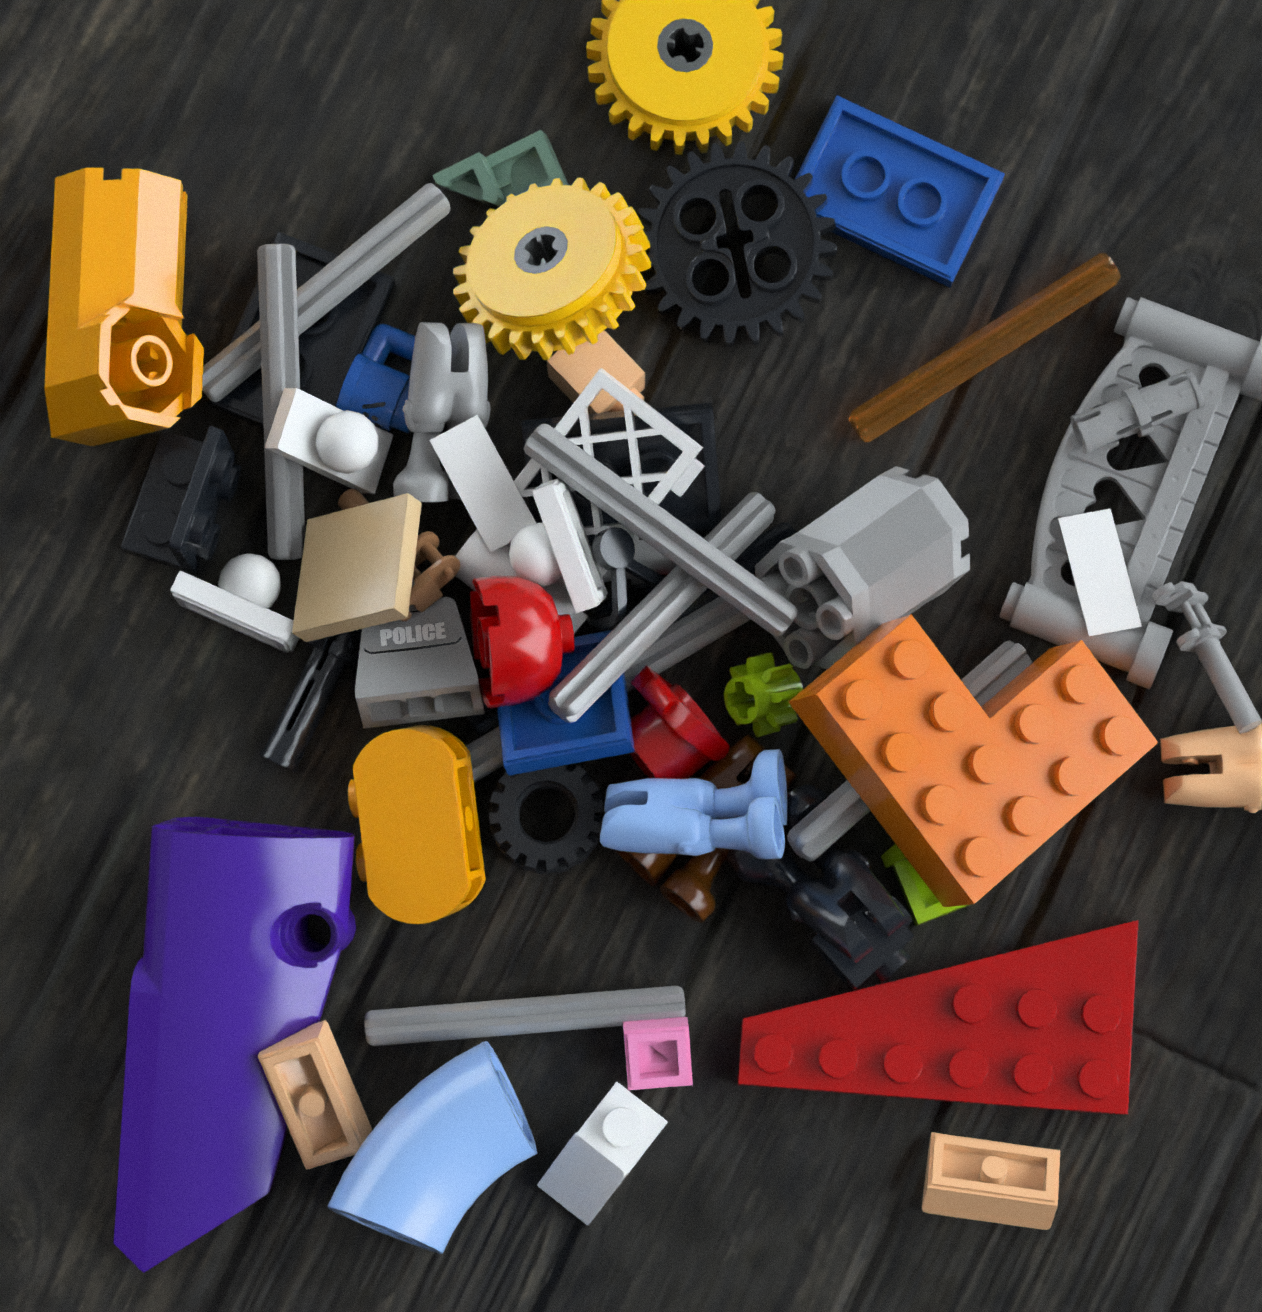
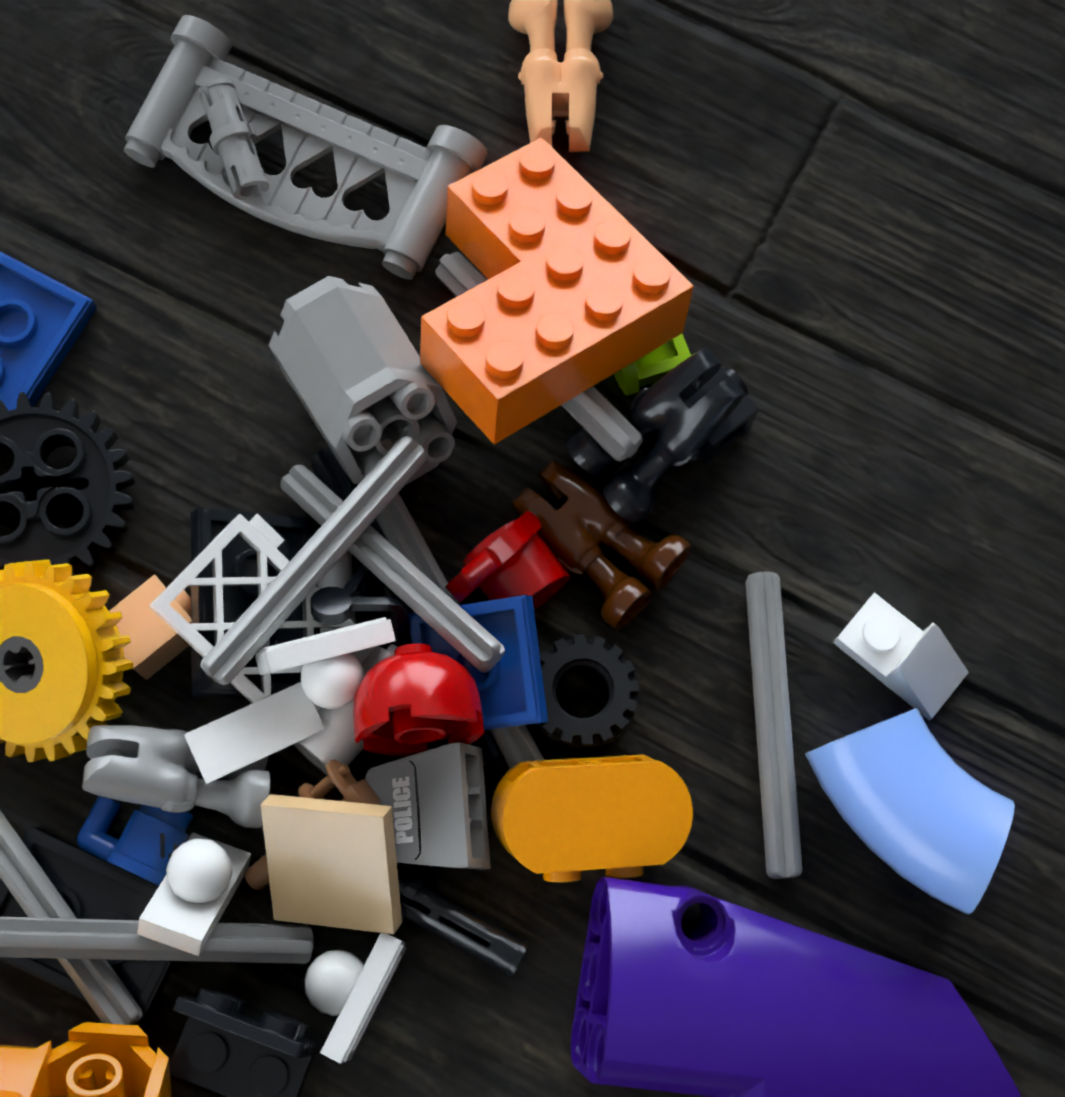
camera: 90 degrees left, 5 degrees down
(316, 1095) = (856, 925): light nougat slope -> none
(657, 1053) = (810, 599): bright pink tile -> none
(698, 817) = (597, 556): light blue piece -> none
(762, 694) = (476, 484): lime gear -> none
(984, 347) = (159, 278): clear orange axle -> none
(991, 1181) = (920, 316): light nougat slope -> none
(1001, 1031) = (789, 311): red wing -> none
(1099, 572) = (379, 183): white sticker -> none
(1205, 642) = (464, 94): light grey piece -> none

